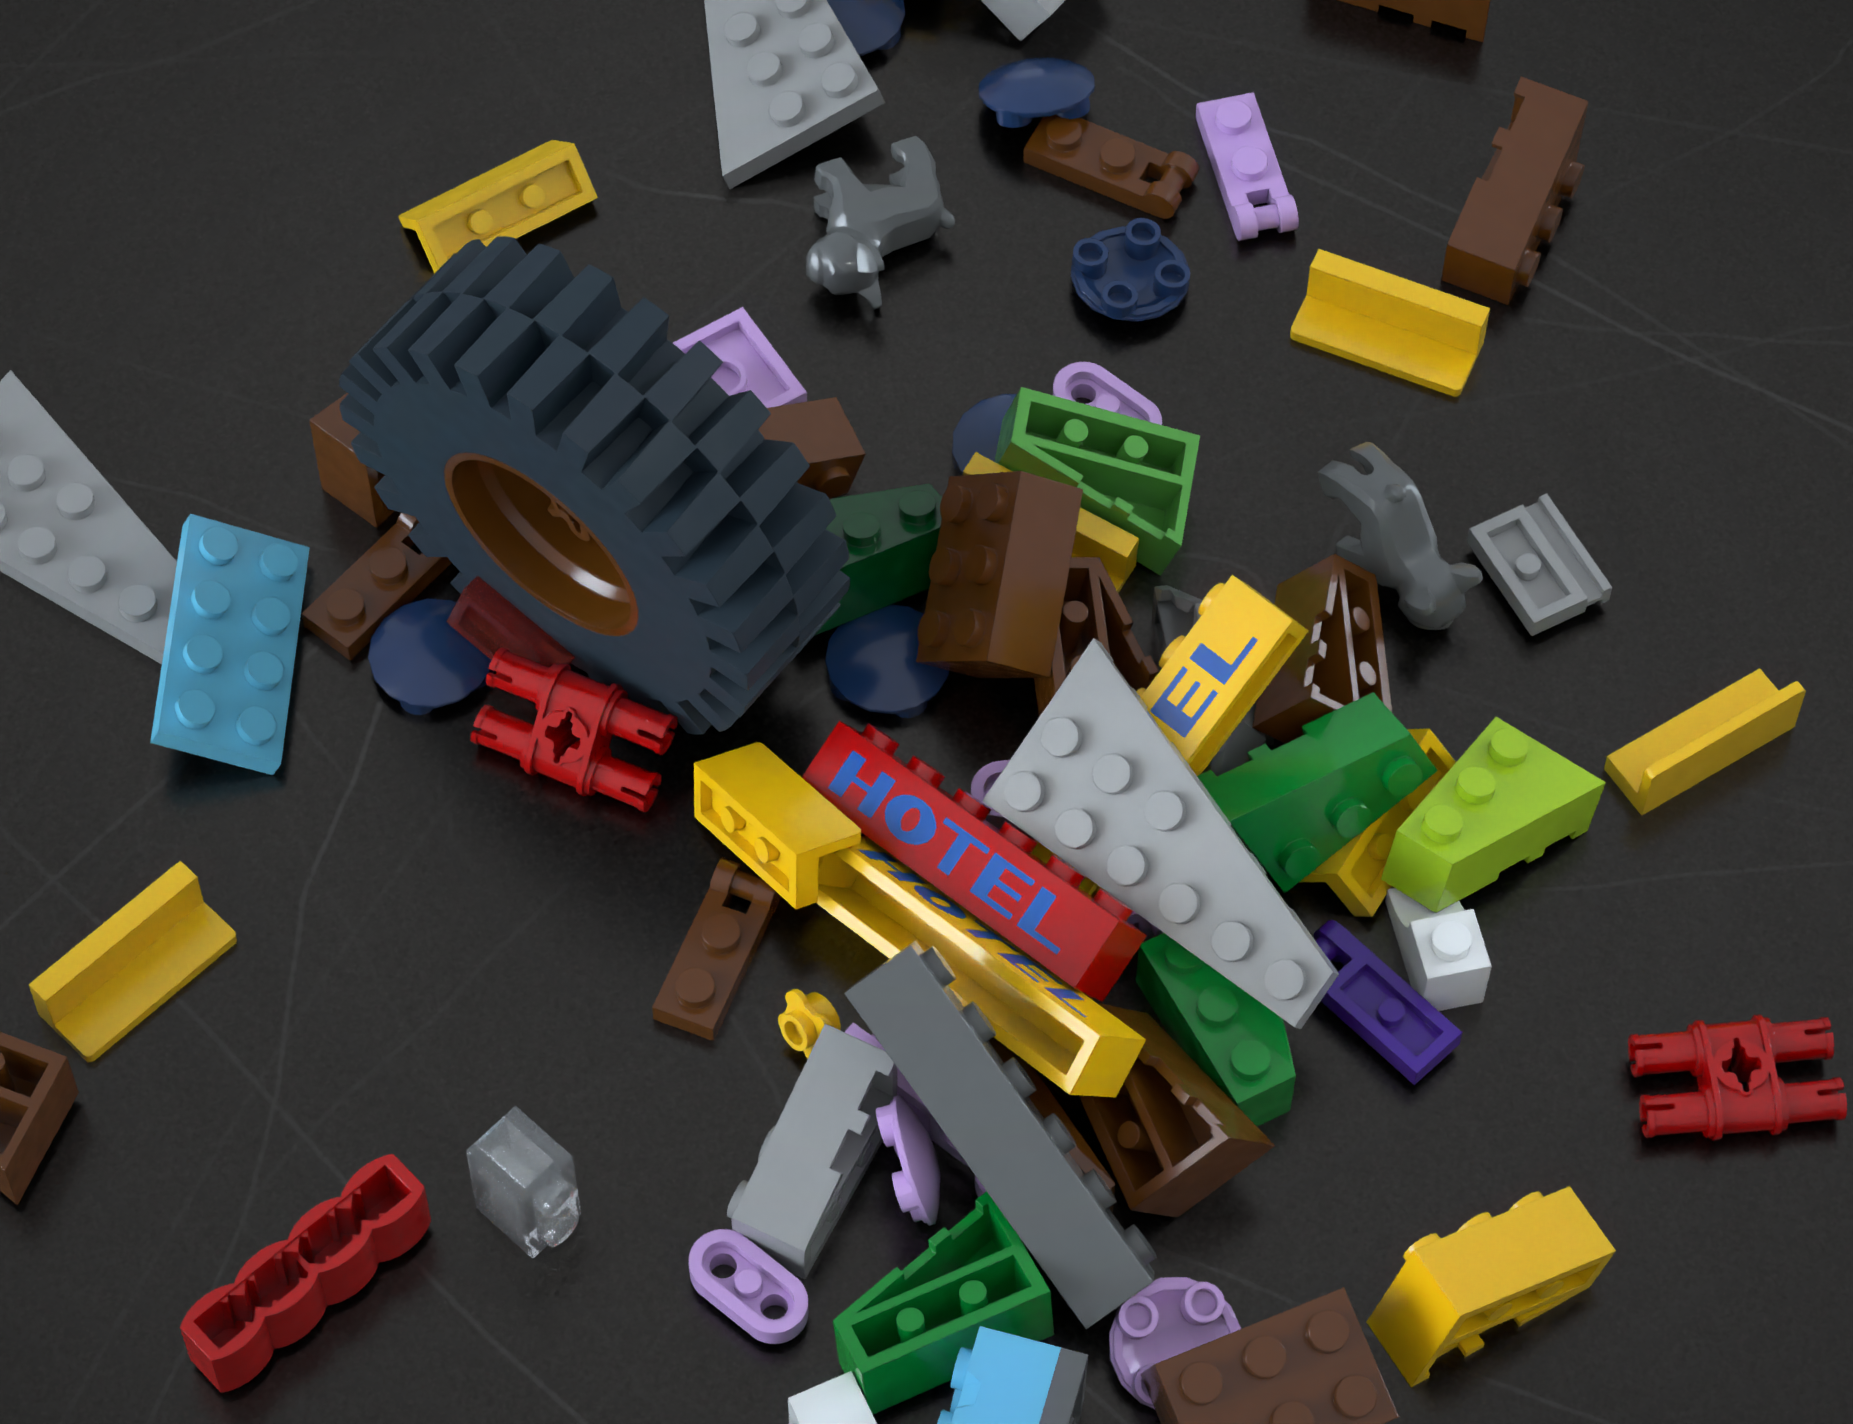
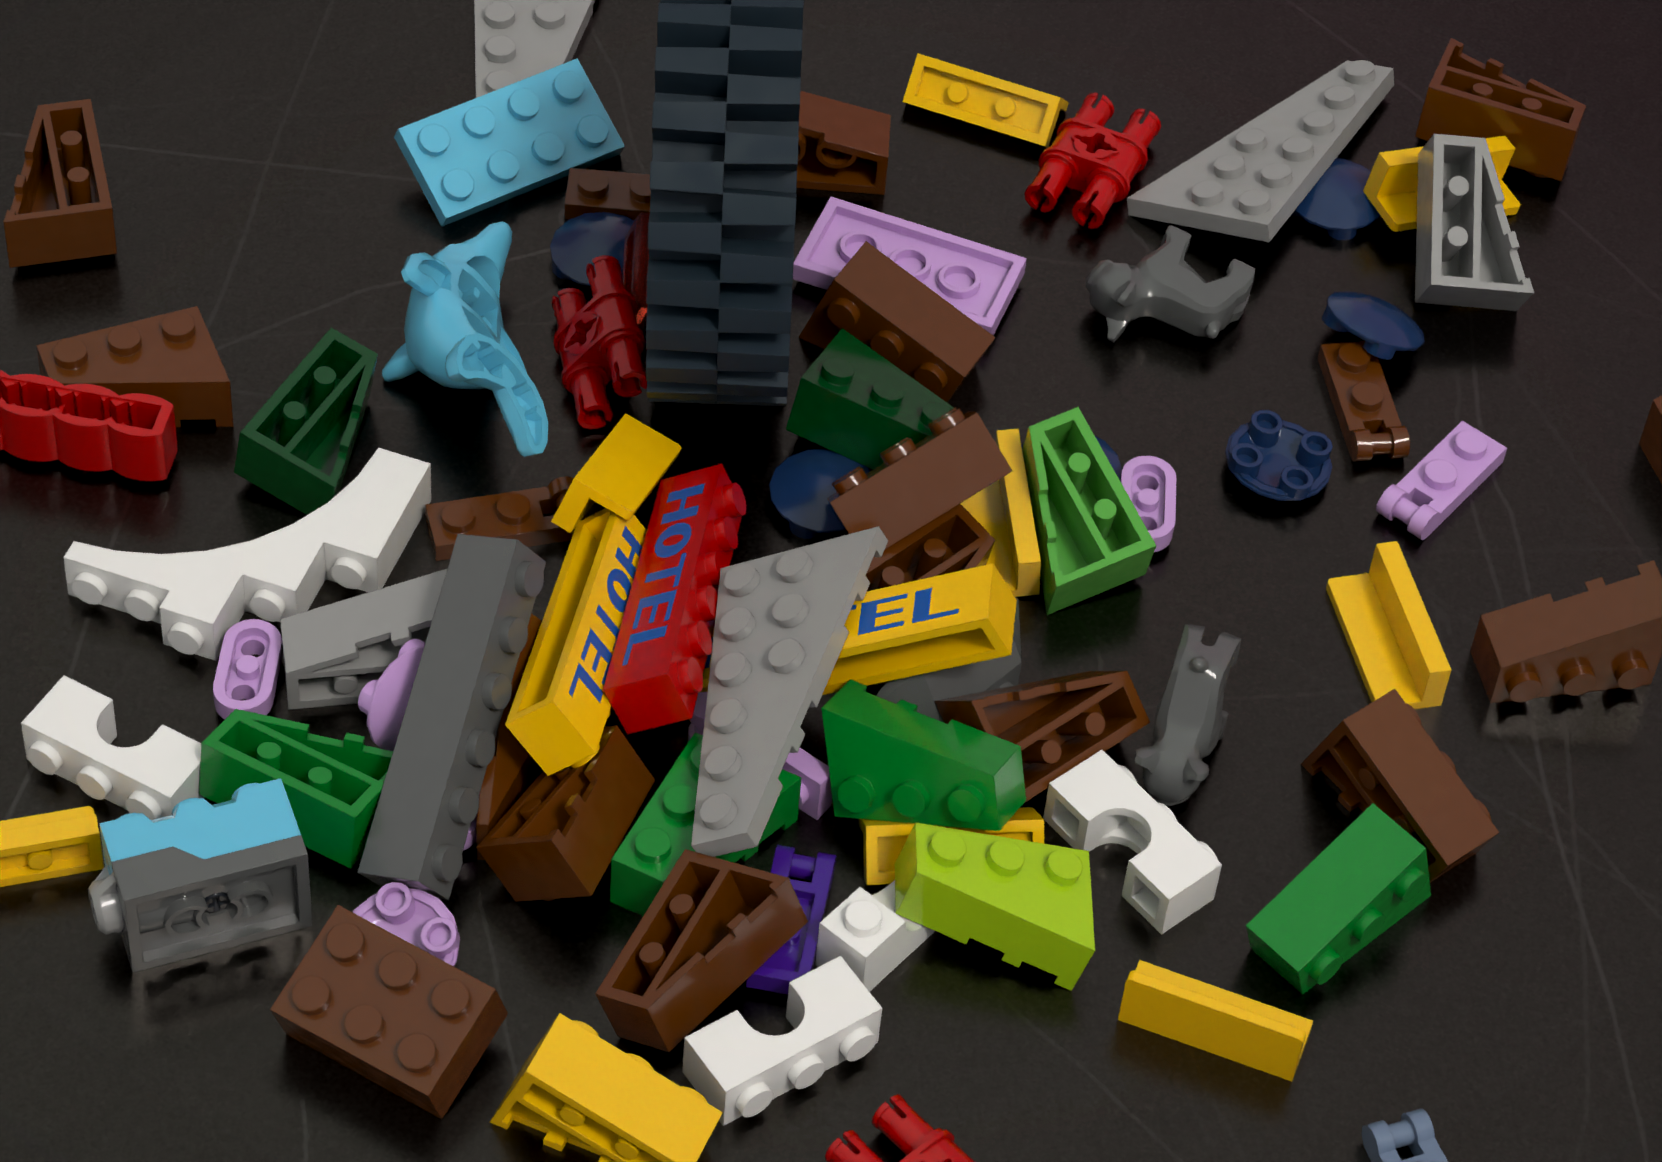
camera: 50 degrees right, 10 degrees down
(131, 964) = (232, 223): yellow panel -> none
(289, 1153) = (151, 356): none -> reddish brown wedge
(491, 1041) = (309, 425): none -> dark green wedge
(492, 854) = (459, 332): none -> medium azure animal
(524, 1183) = (215, 489): clear brick -> none
(652, 1195) = (274, 576): none -> white arch
(654, 171) = (1093, 160): none -> red pin
(1378, 1092) = (696, 947): none -> reddish brown wedge
(1509, 1039) = (747, 1069): none -> white arch
(1529, 664) = (1106, 805): none -> white arch
(1539, 564) = (1269, 829): light grey plate -> none
(1576, 429) = (1392, 762): none -> reddish brown wedge
(1670, 561) = (1342, 900): none -> green wedge

